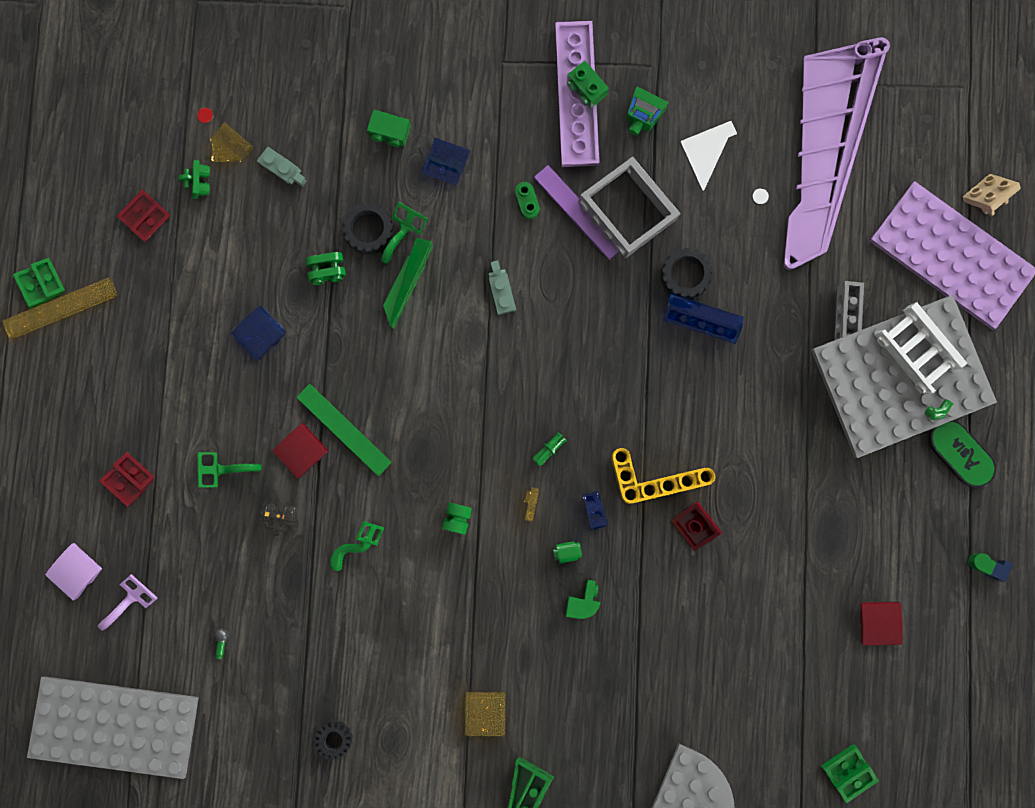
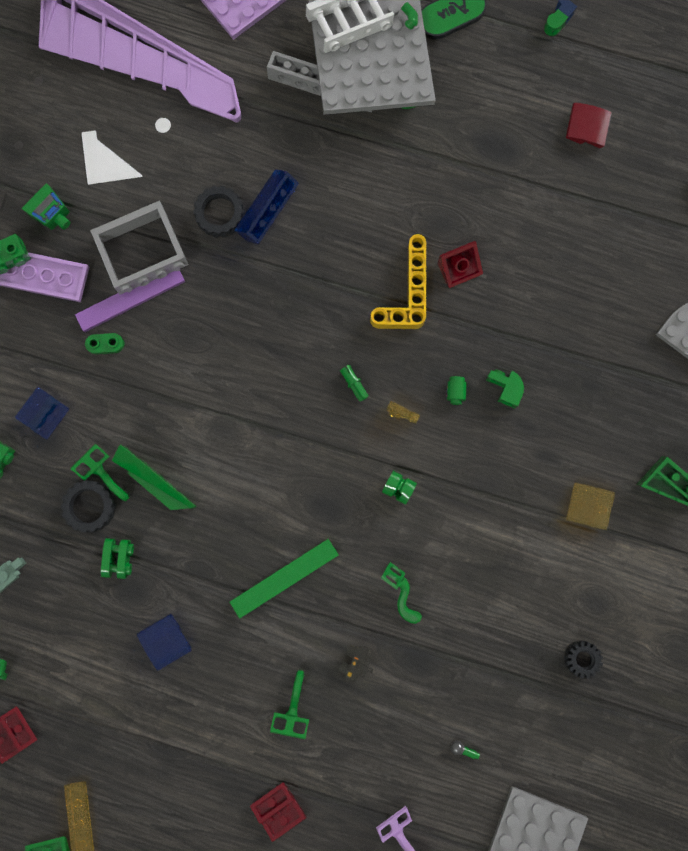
camera: 75 degrees left, 0 degrees up
(300, 450) = (294, 626): dark red slope -> none
(501, 289) = (186, 390): sand green hinge -> none
(595, 511) = (423, 355): clear blue leg -> none

